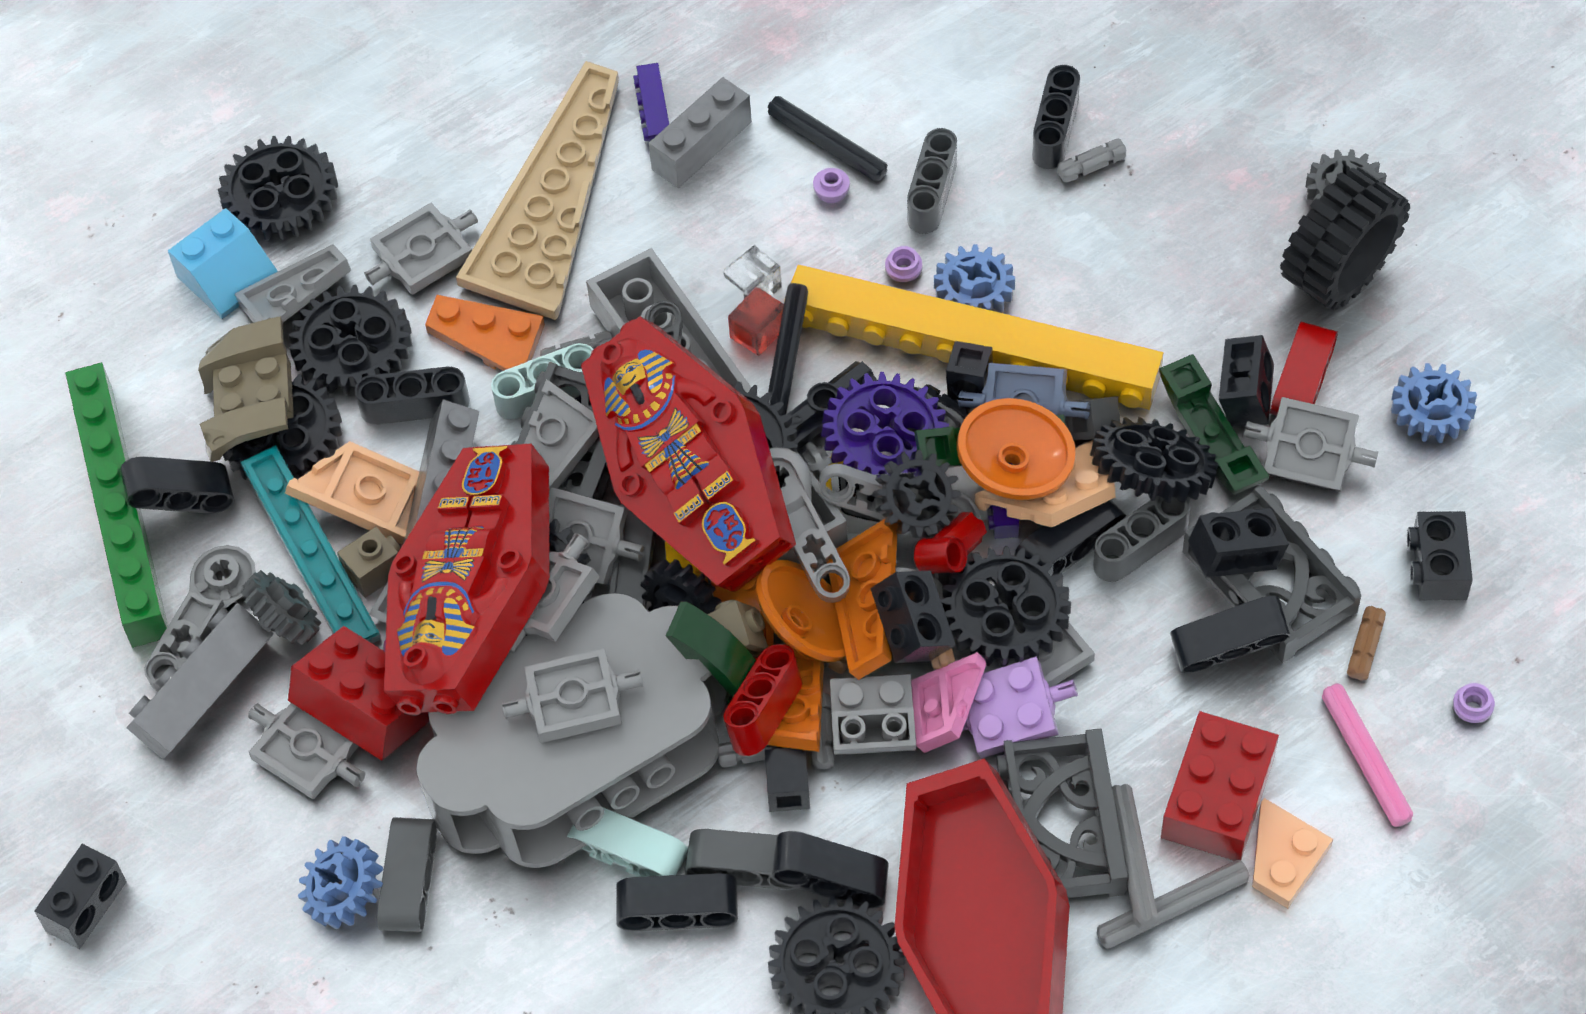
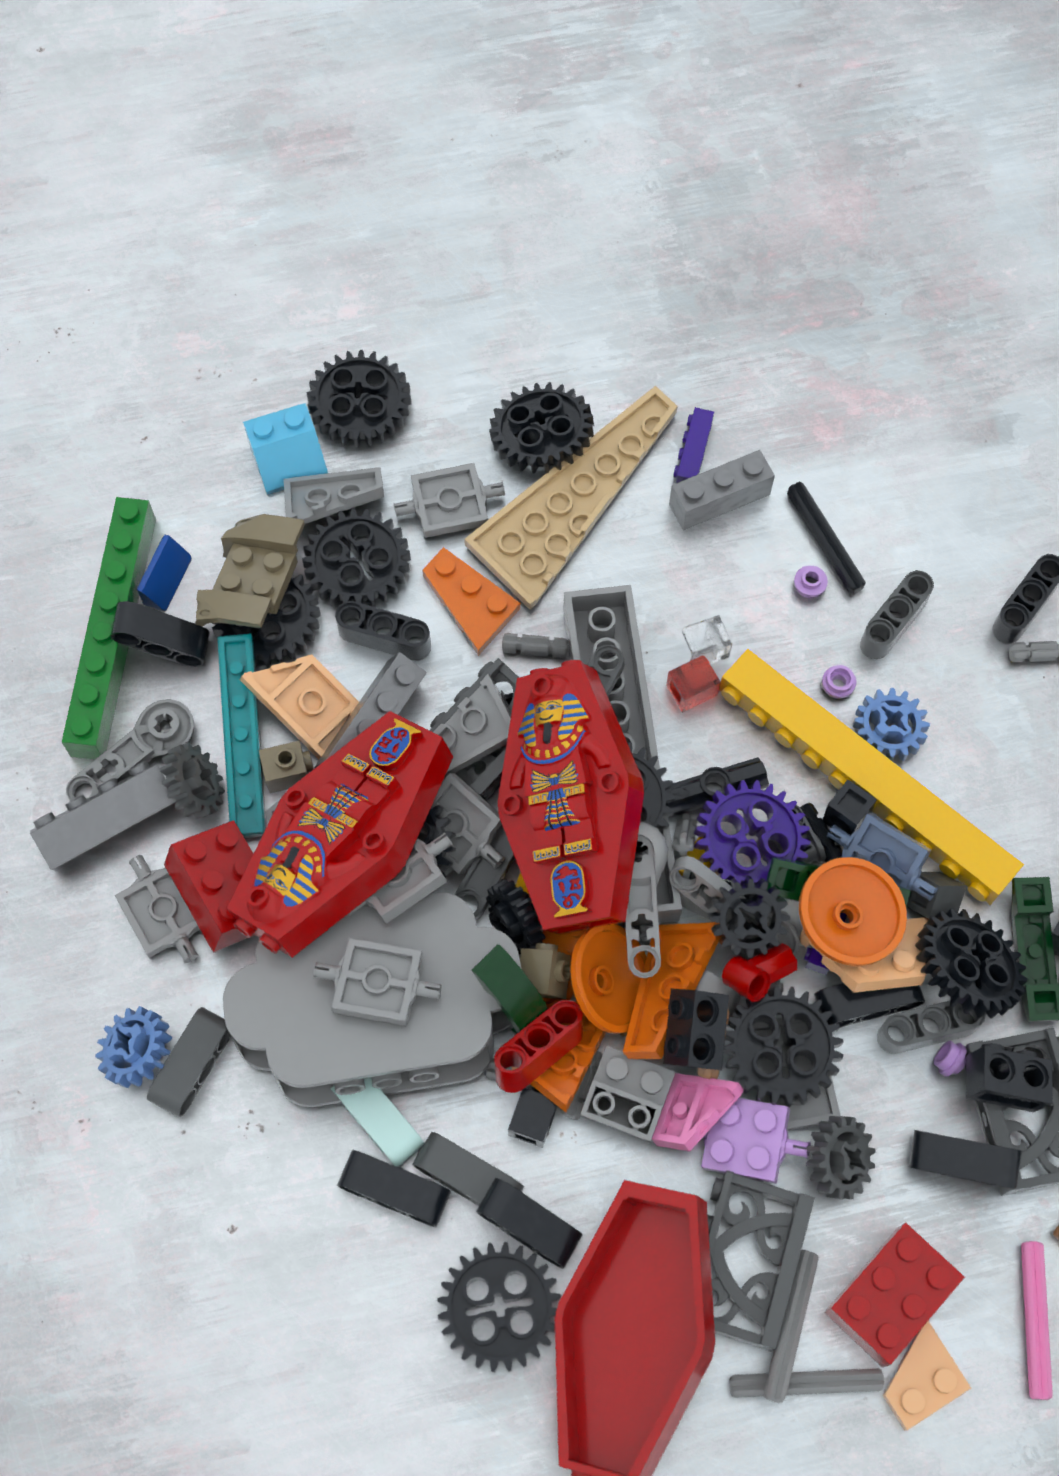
camera: 20 degrees right, 10 degrees up
(149, 426) = (163, 574): none -> blue slope
(486, 143) = (541, 427): none -> black gear
(522, 379) = (481, 653): light aqua beam -> none
(788, 344) = (703, 724): black axle -> none
(1109, 681) = (840, 1157): none -> dark grey gear
(1175, 557) = (950, 1058): none -> lavender plate

